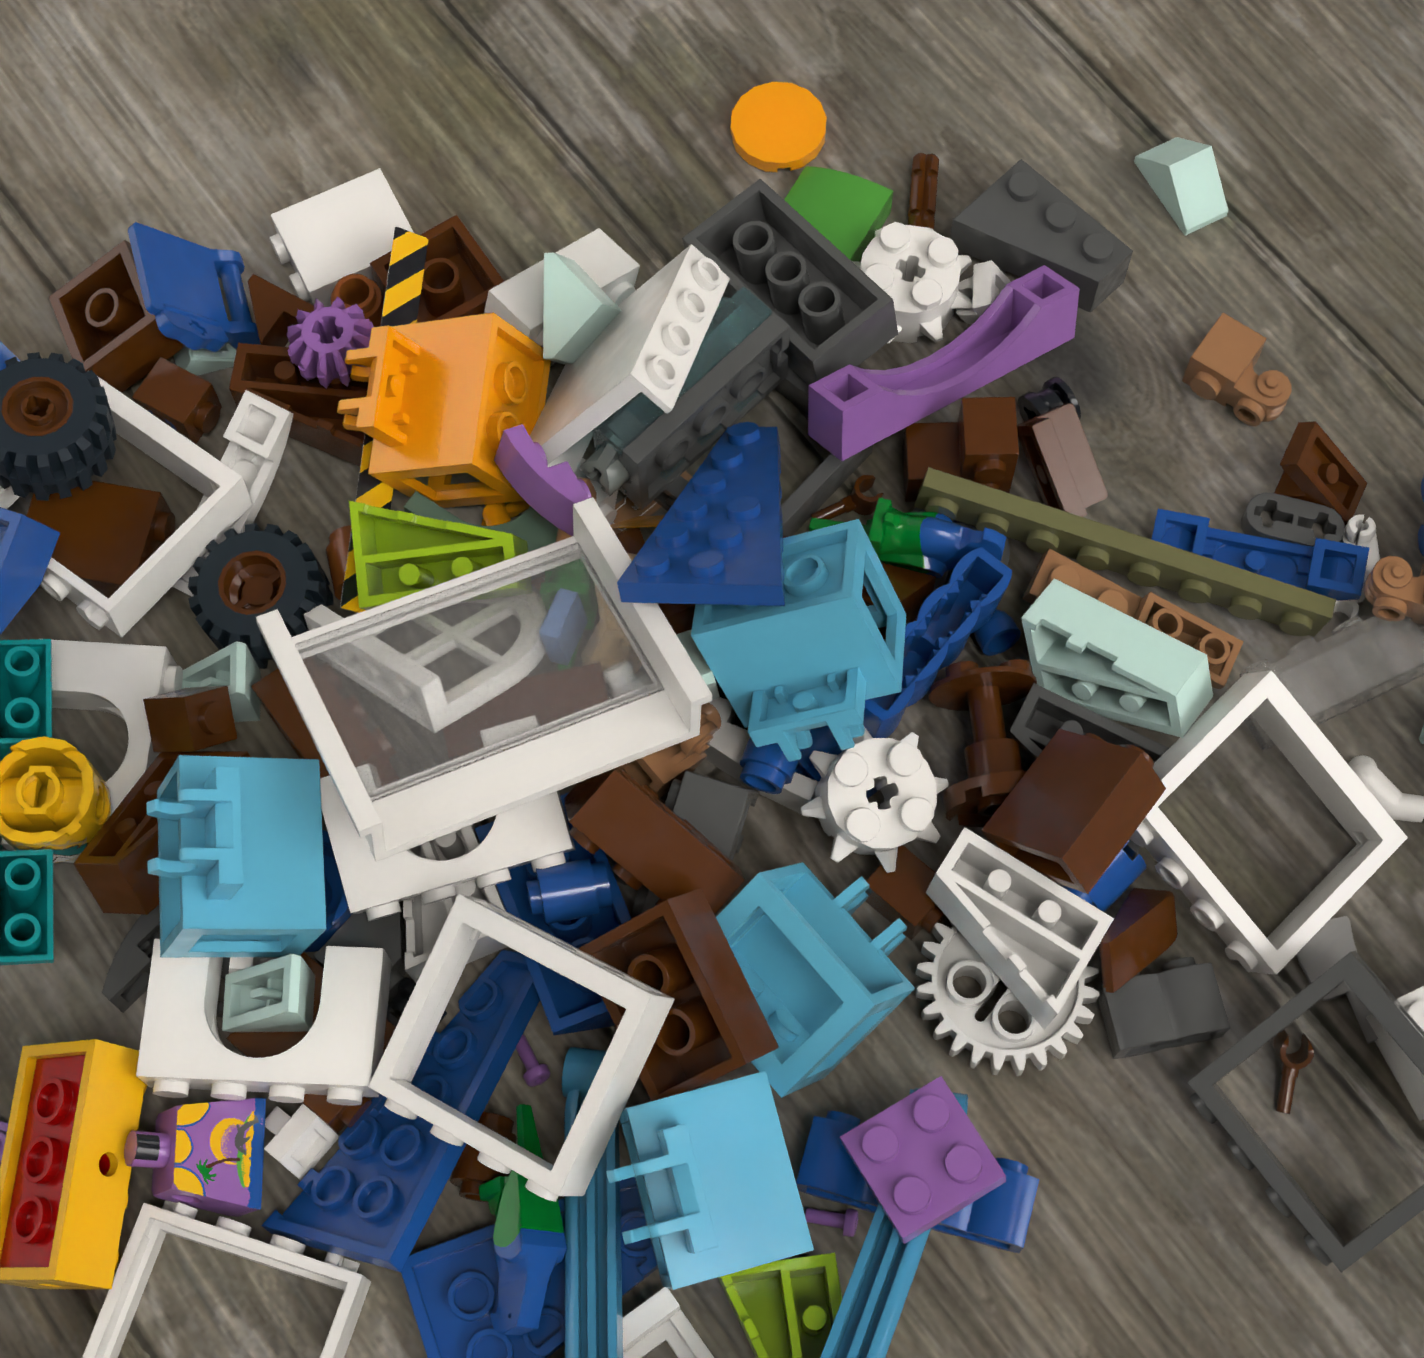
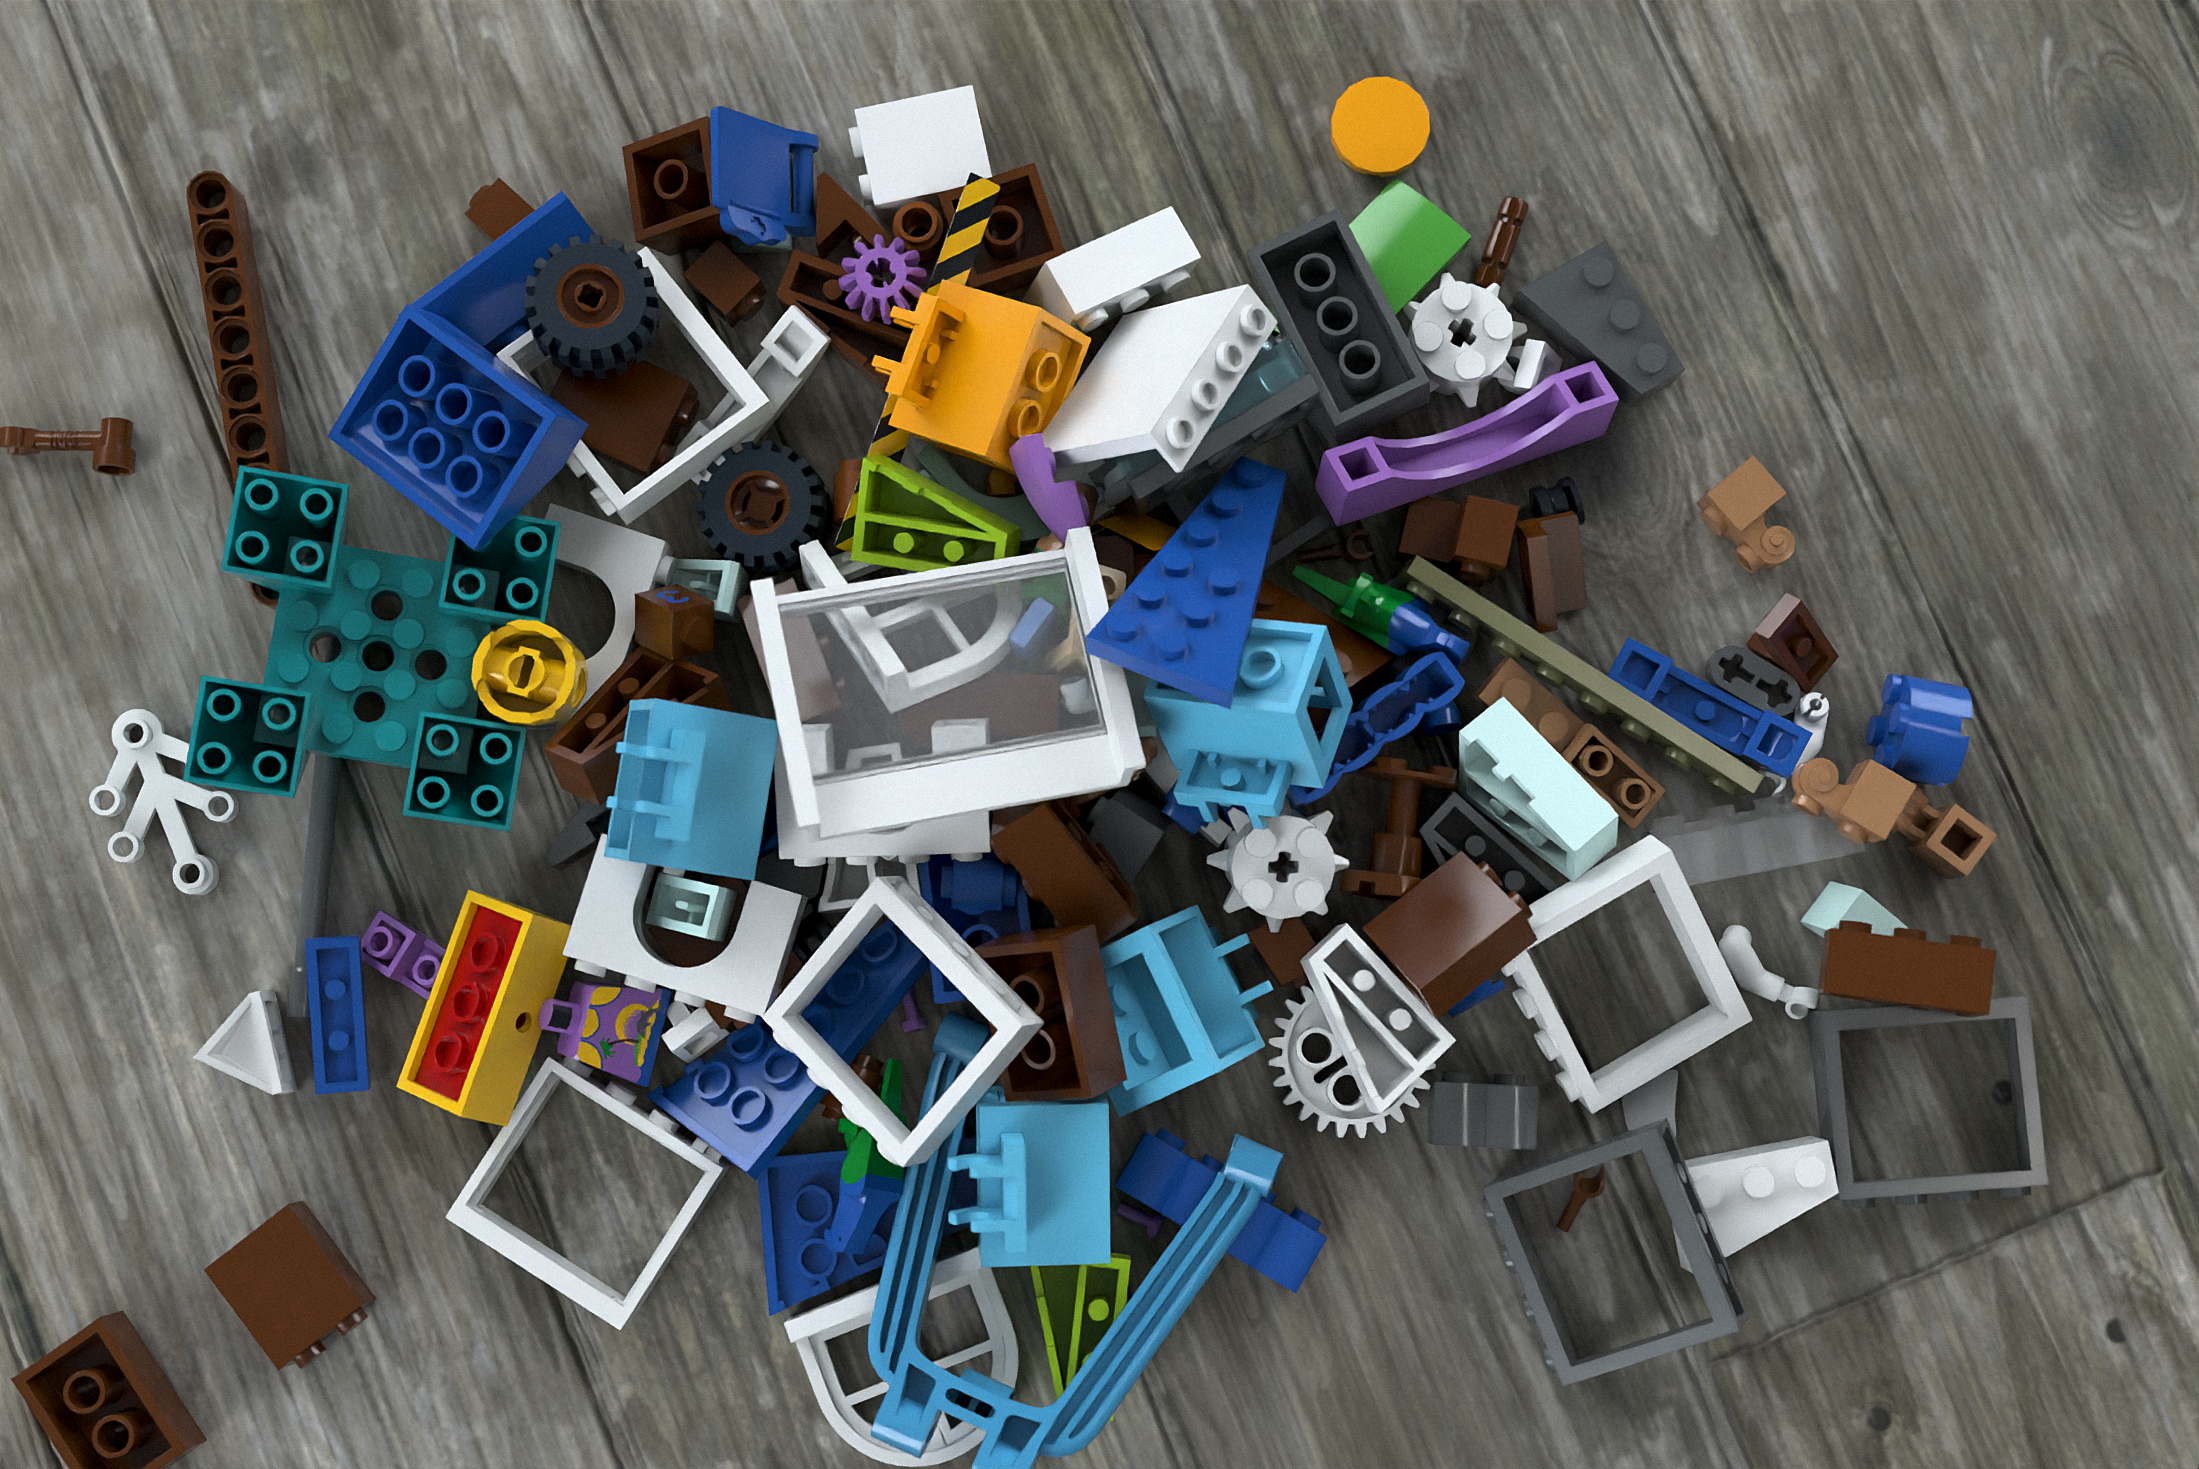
camera: 15 degrees right, 15 degrees up
(573, 309) = (1121, 304): light aqua slope -> none
(923, 1159) = (1226, 1206): medium lavender plate -> none
(1137, 935) = (1480, 1045): reddish brown slope -> none
(1185, 181) = (1764, 292): light aqua slope -> none

